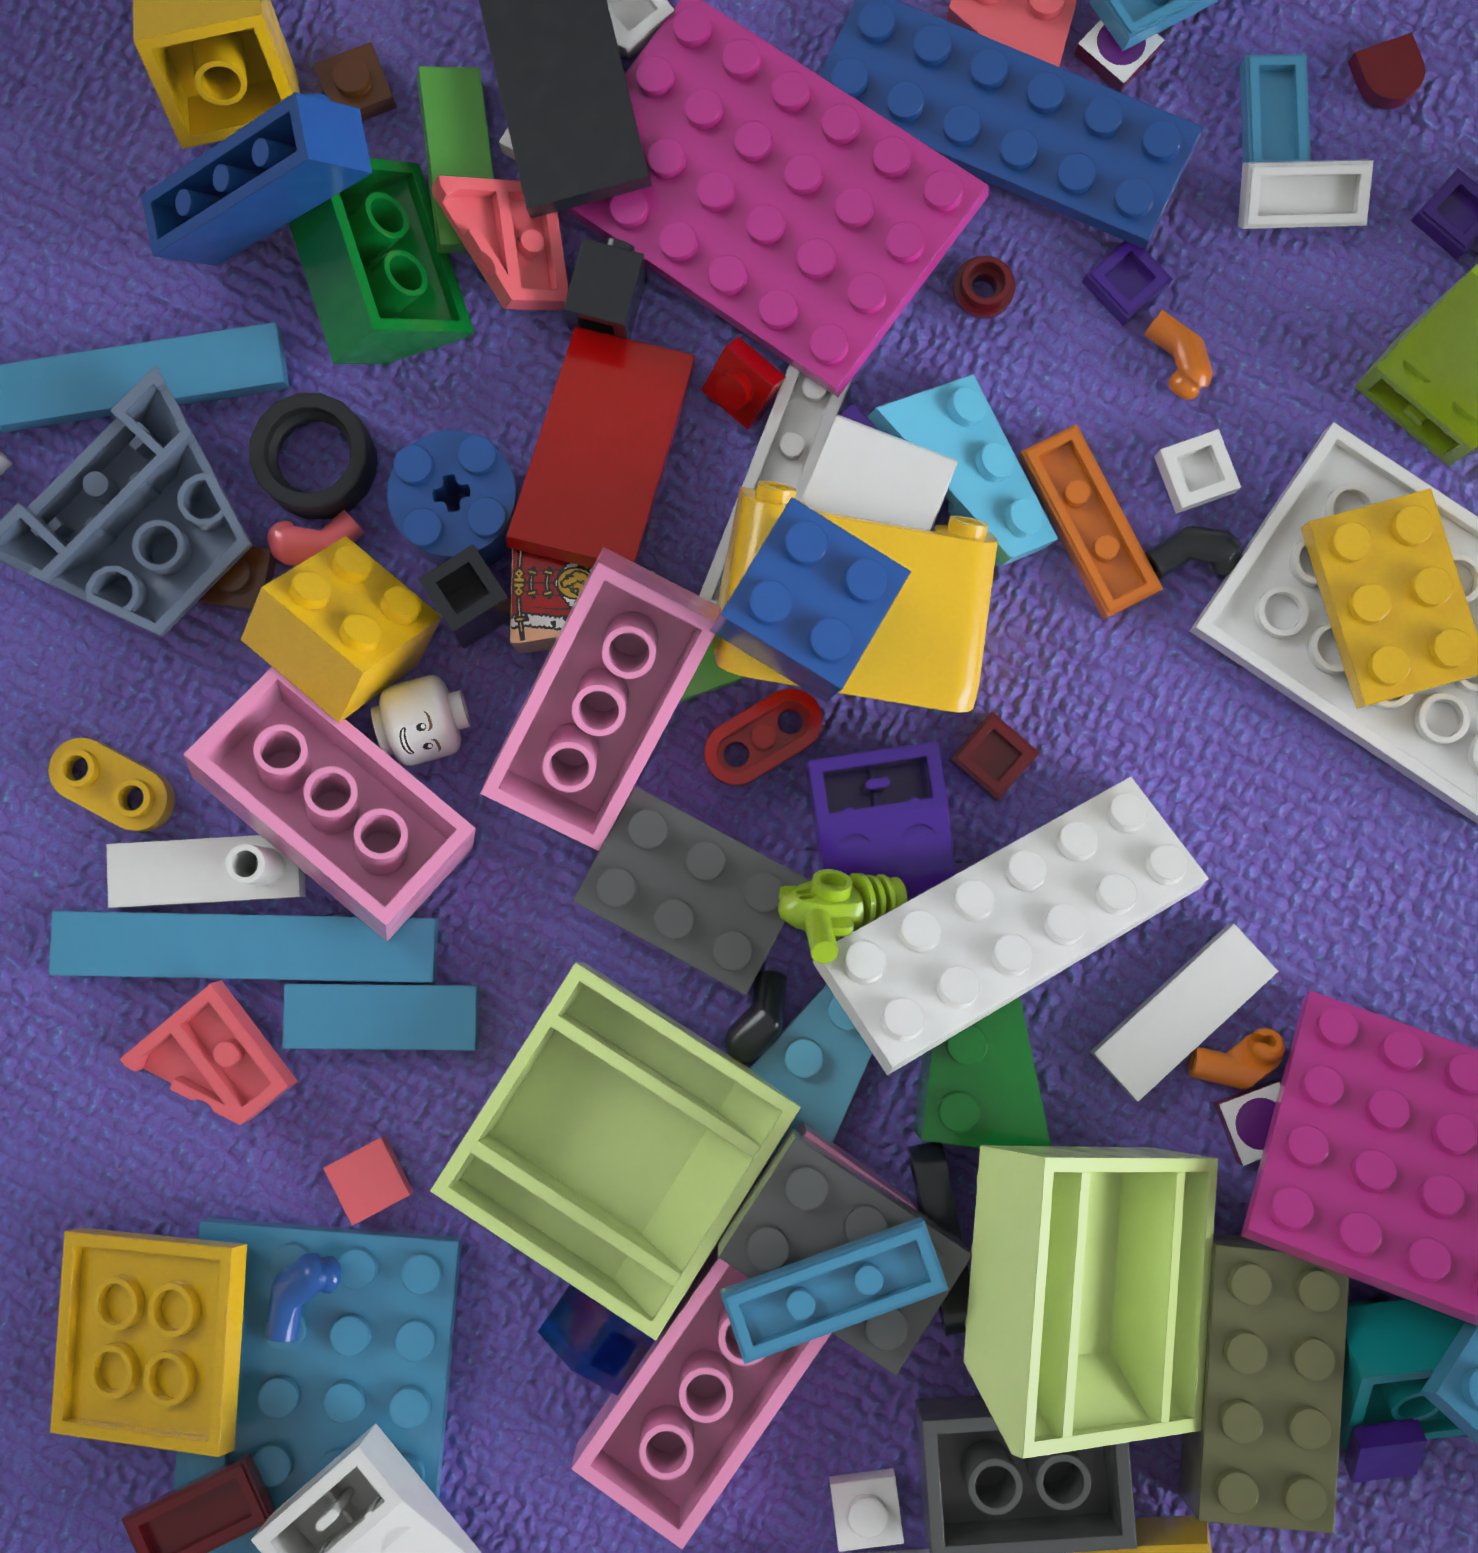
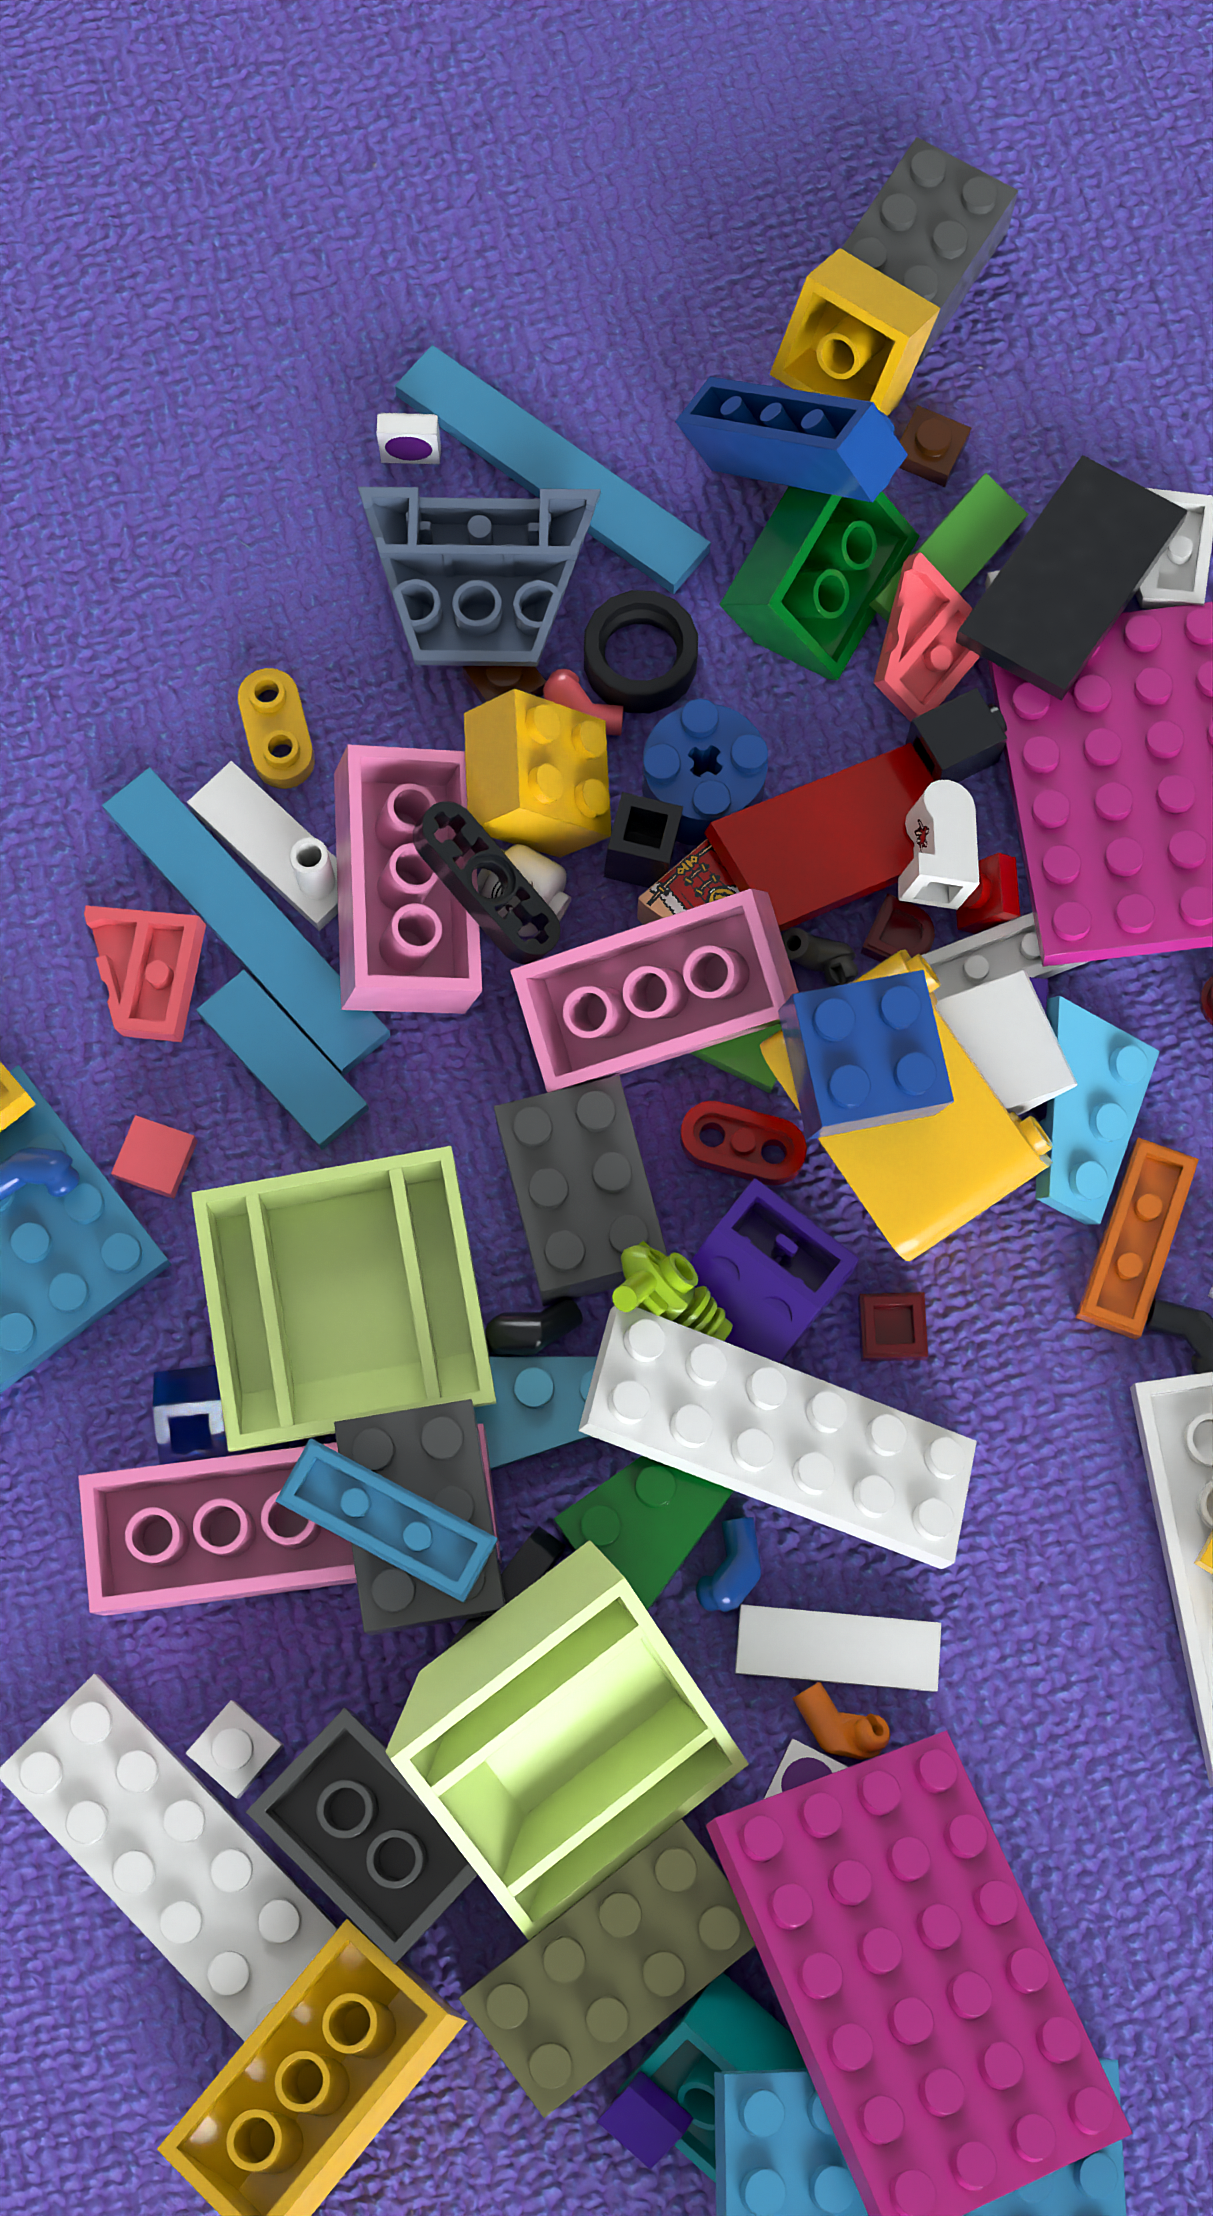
camera: 45 degrees right, 10 degrees down
(347, 725) = (488, 855): none -> black beam
(673, 546) = (821, 955): none -> dark grey arm
(684, 381) = (944, 847): none -> white leg
(711, 474) = (897, 928): none -> dark red tile
(1069, 1033) = (737, 1573): none -> blue arm

